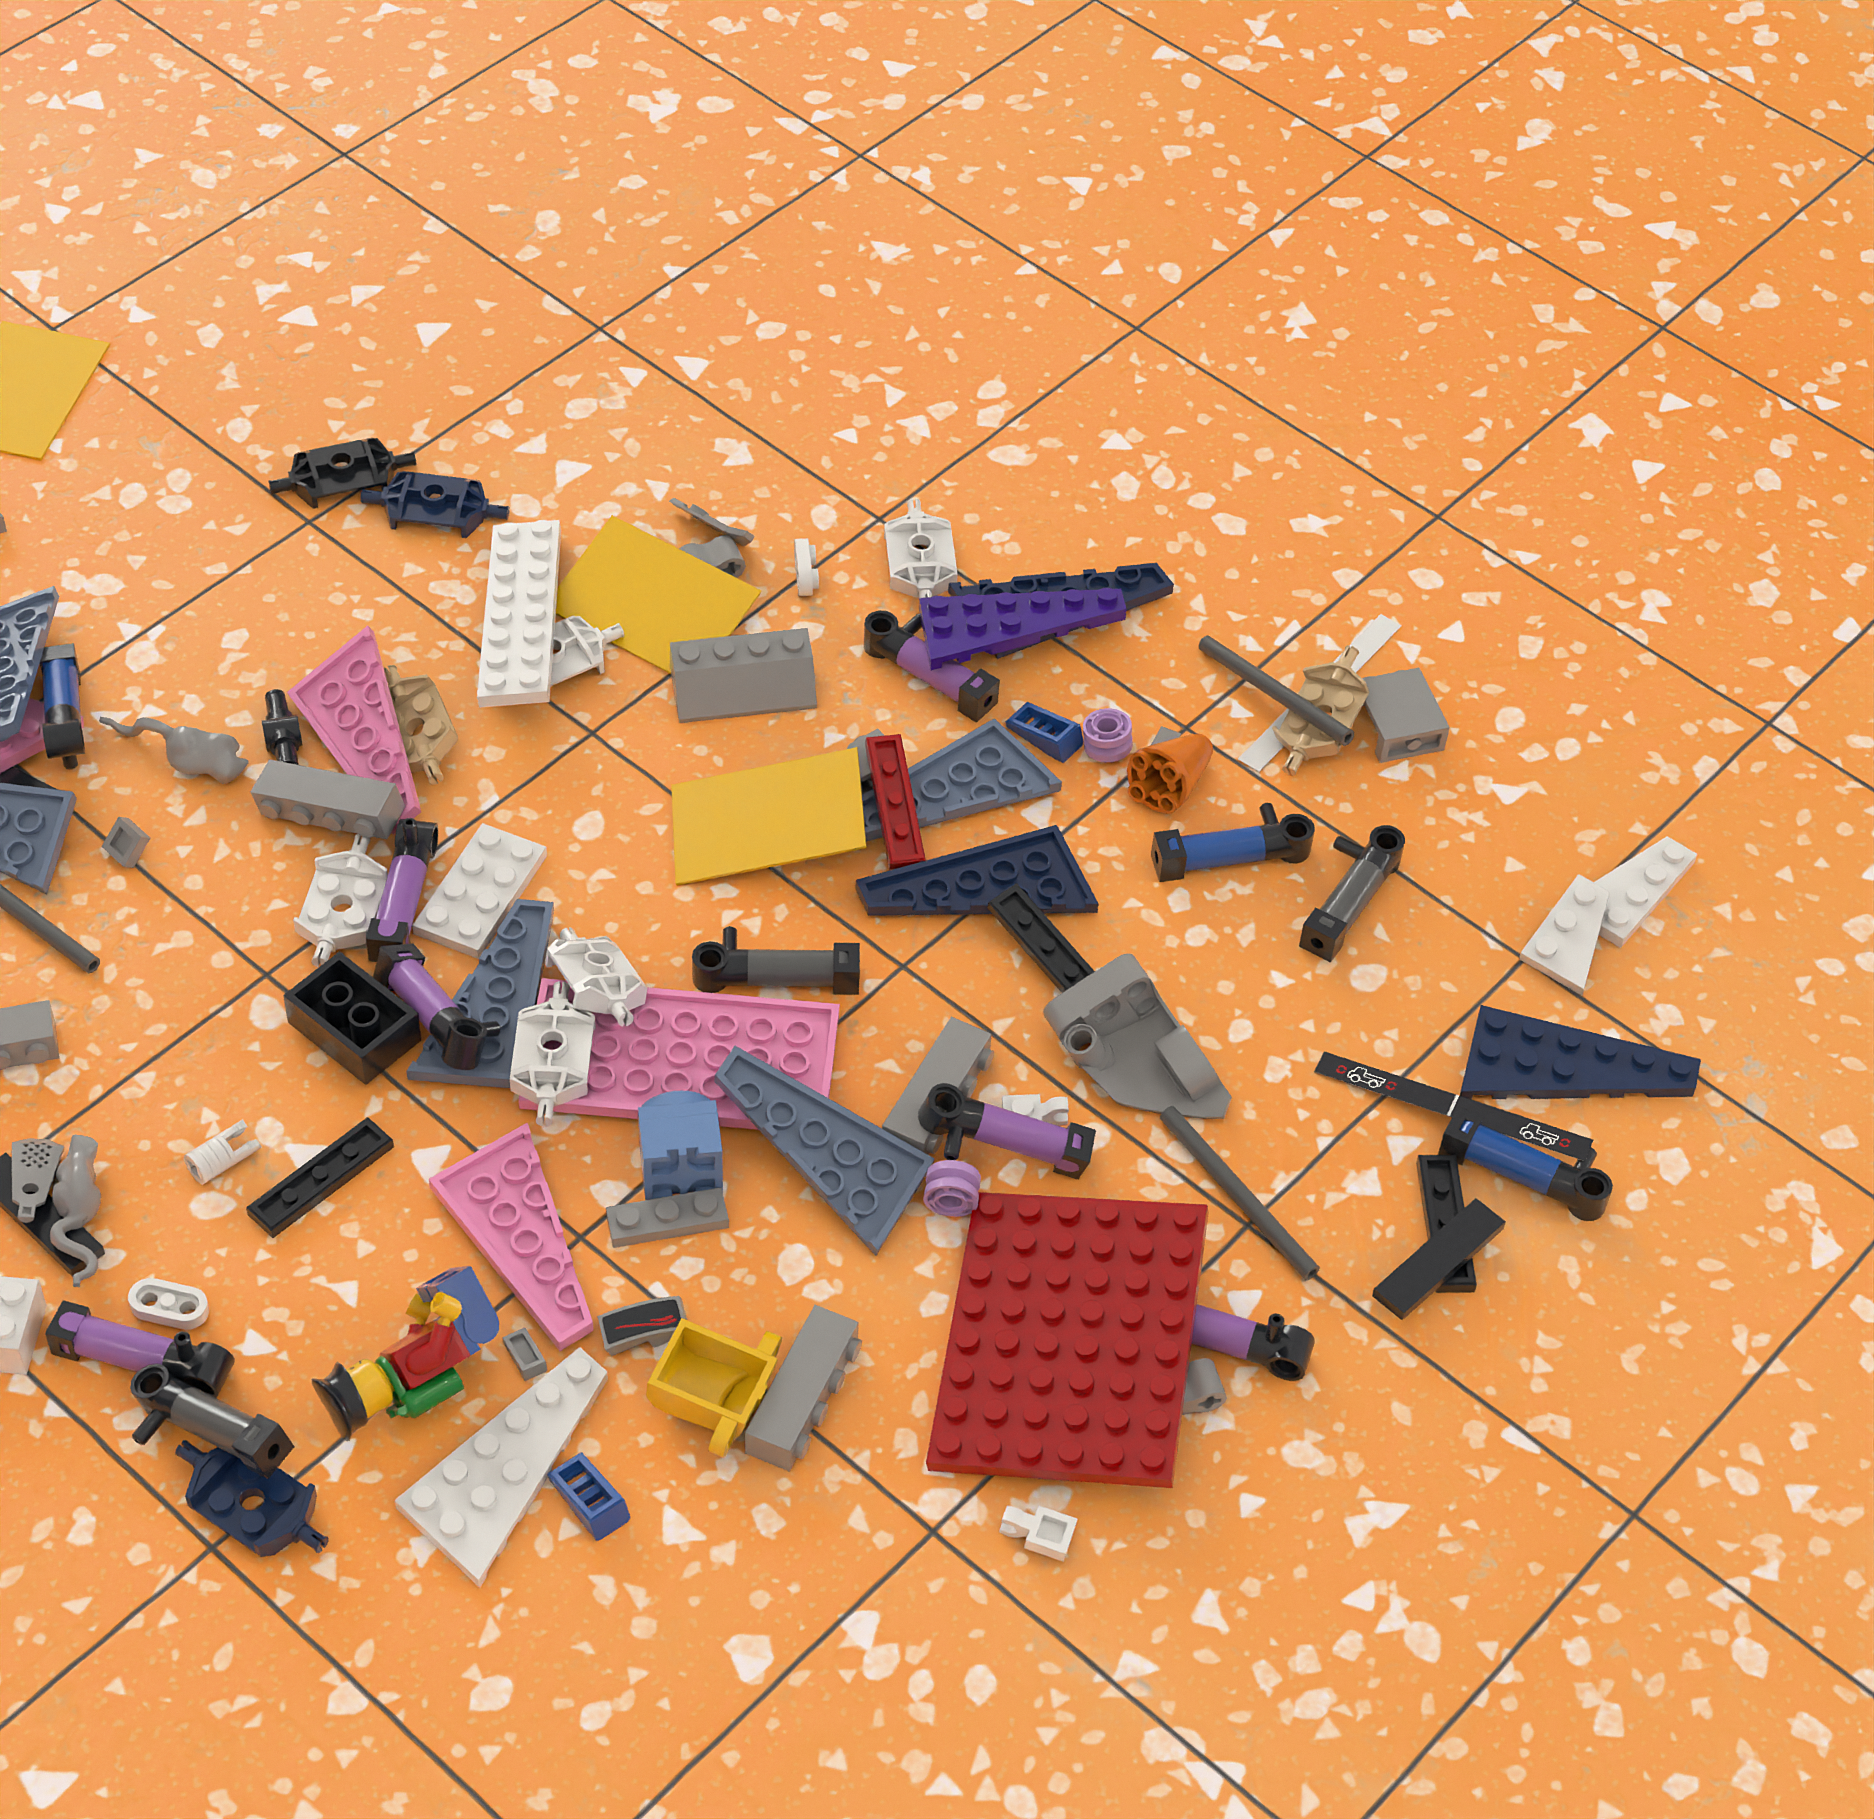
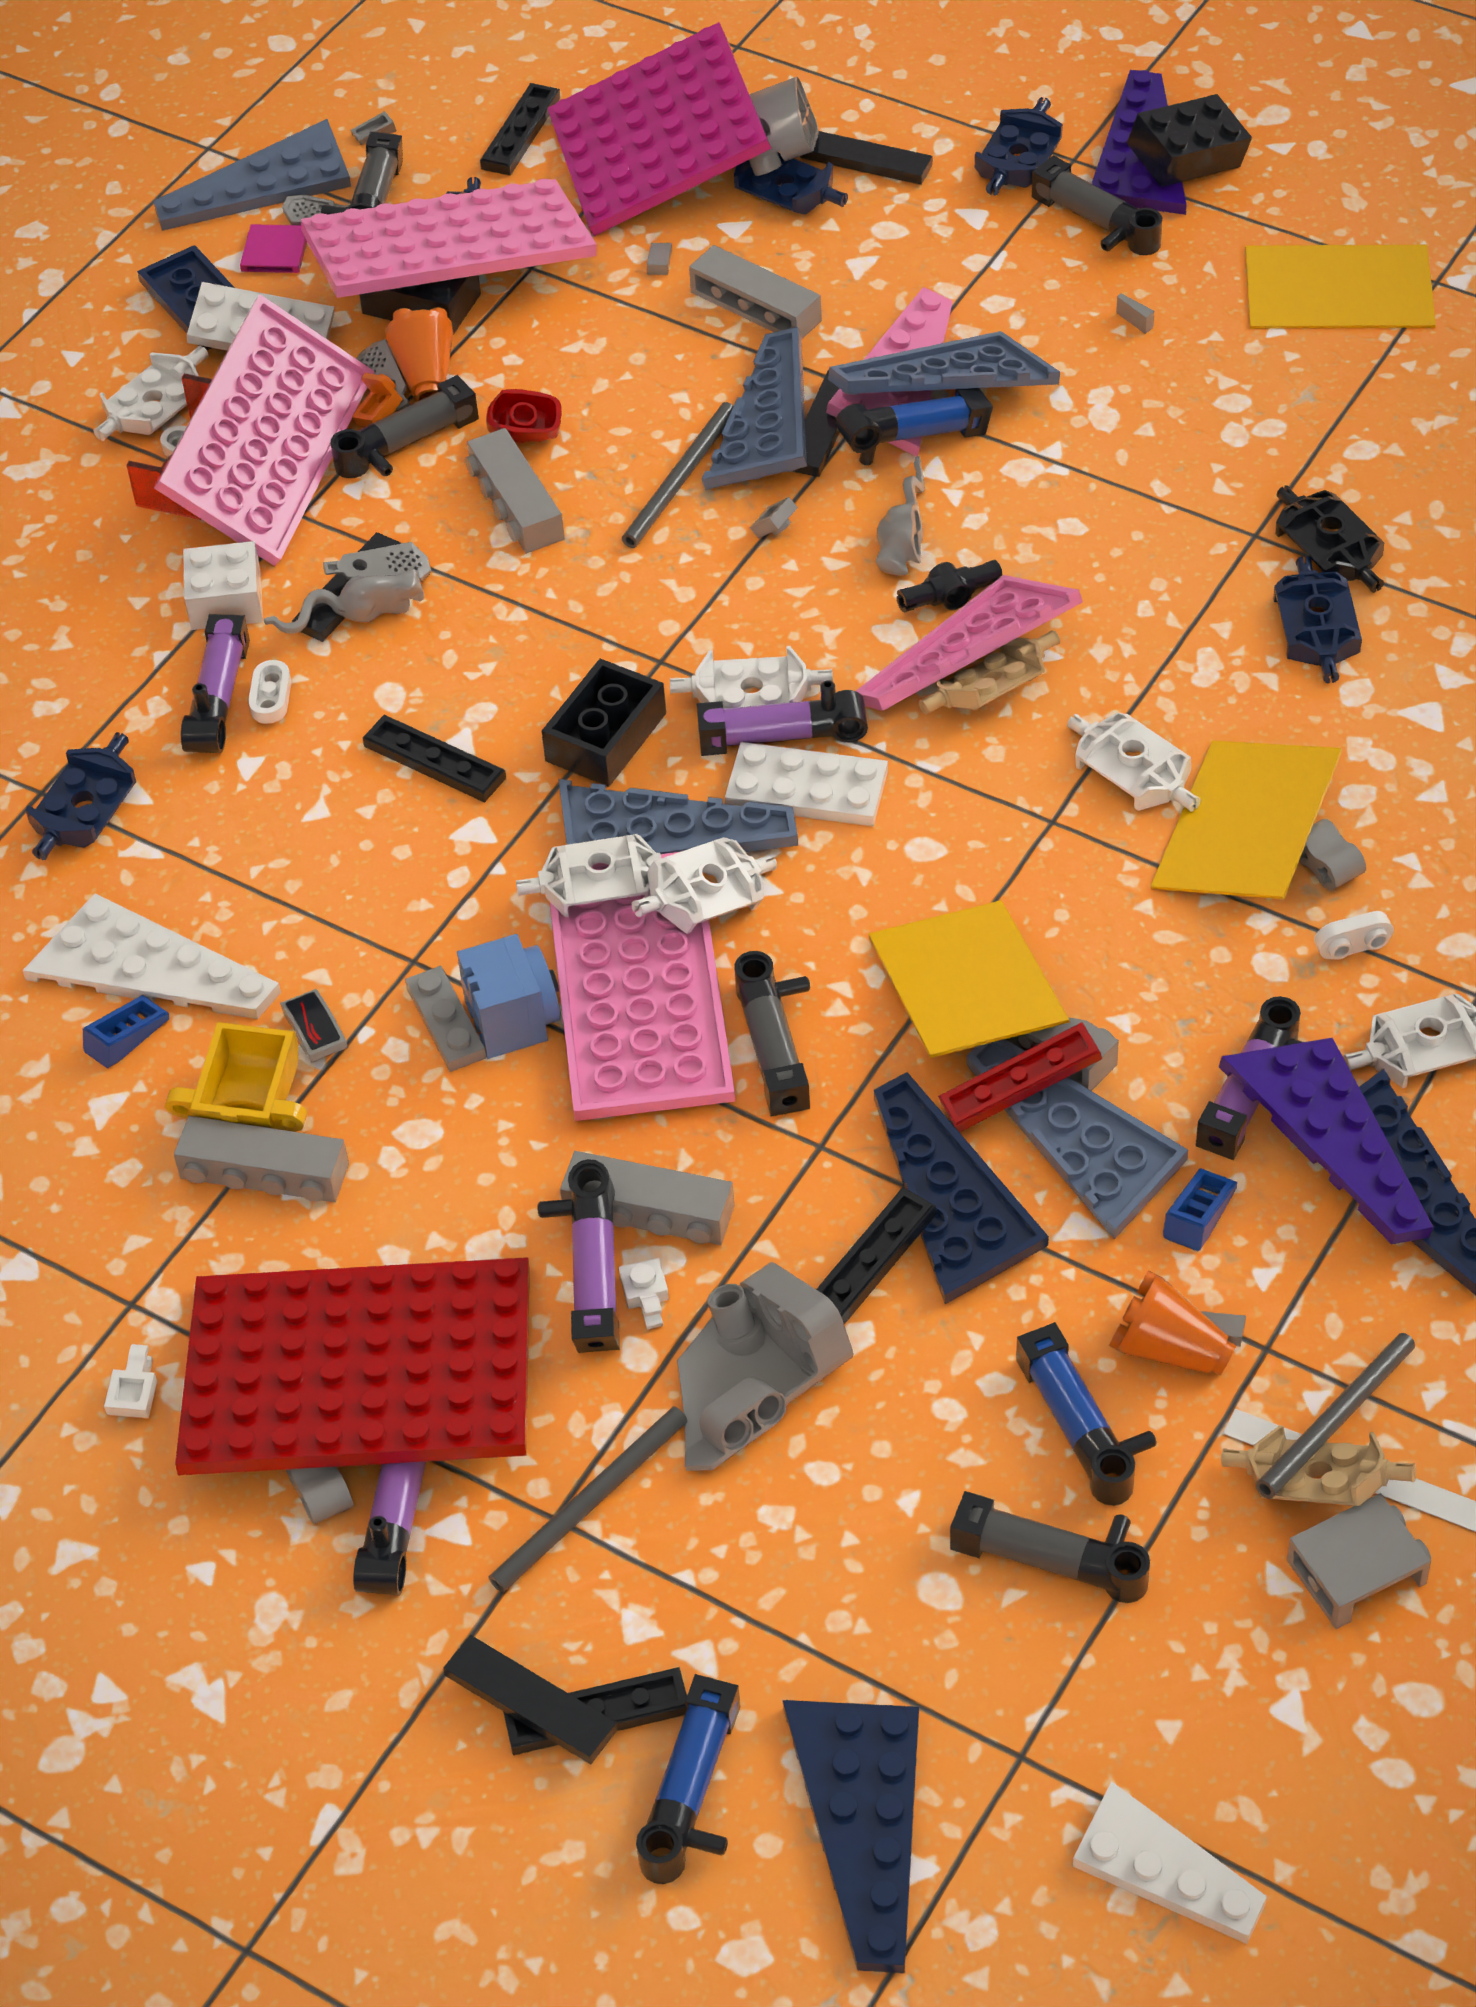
camera: 85 degrees right, 0 degrees up
(217, 1155) = (435, 678): white hinge -> none
(256, 1440) = (106, 768): piece -> none
(328, 799) = (862, 634): light grey brick -> none
(419, 1367) = (224, 865): piece -> none
(461, 1037) = (667, 747): black piece -> none
(514, 1223) = (412, 898): bright pink wing -> none
(520, 614) = (1172, 712): white plate -> none
(525, 1354) = (270, 950): light grey piece -> none
(740, 536) = (1383, 843): light grey piece -> none
(743, 675) = (1161, 915): light grey slope -> none
(843, 1157) = (543, 1116): sand blue wing -> none
(952, 1188) = (519, 1230): lavender wheel -> none
(1107, 735) = (1207, 1263): lavender wheel -> none
(1447, 1104) = (757, 1699): black sticker -> none
(1569, 934) = (1059, 1790): white wing -> none

